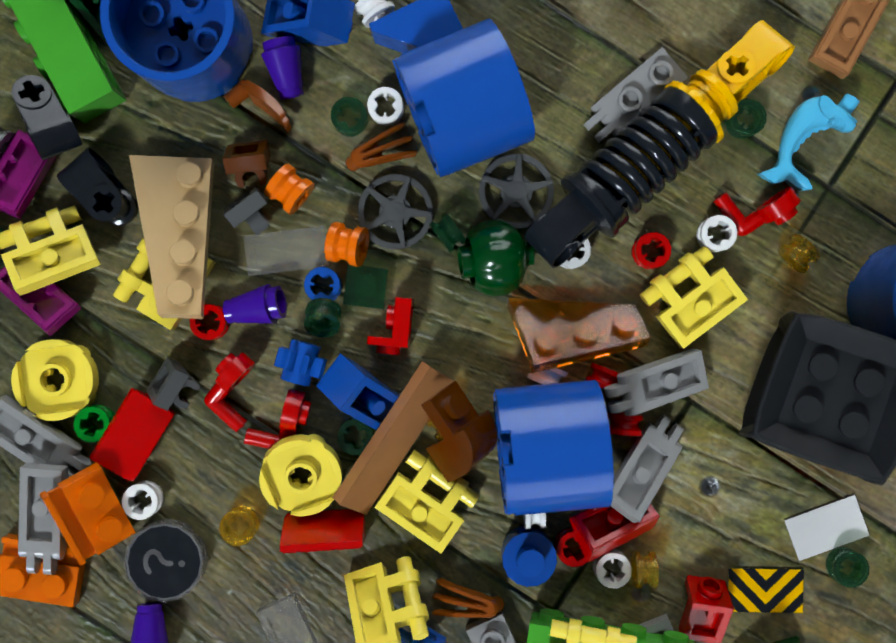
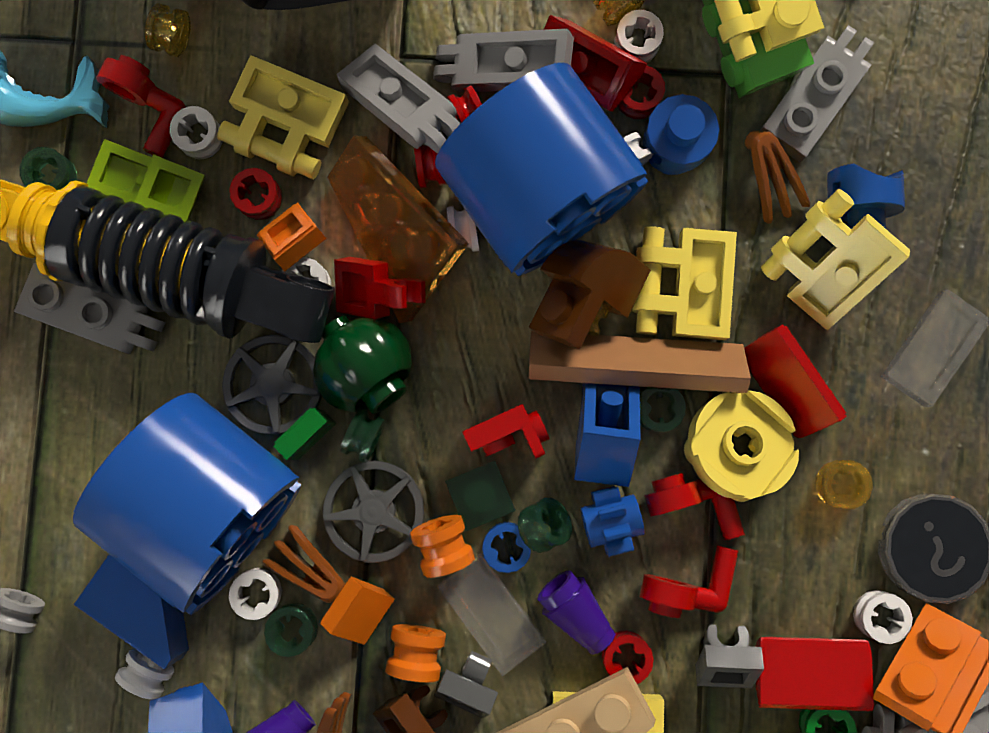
camera: 110 degrees left, 5 degrees down
(336, 166) = (357, 611): none -> orange tile
(470, 194) = (304, 434): none -> green tile
(540, 288) = (367, 290): none -> red plate
(607, 258) = (291, 236): none -> orange tile
(702, 181) = (145, 180): none -> lime slope

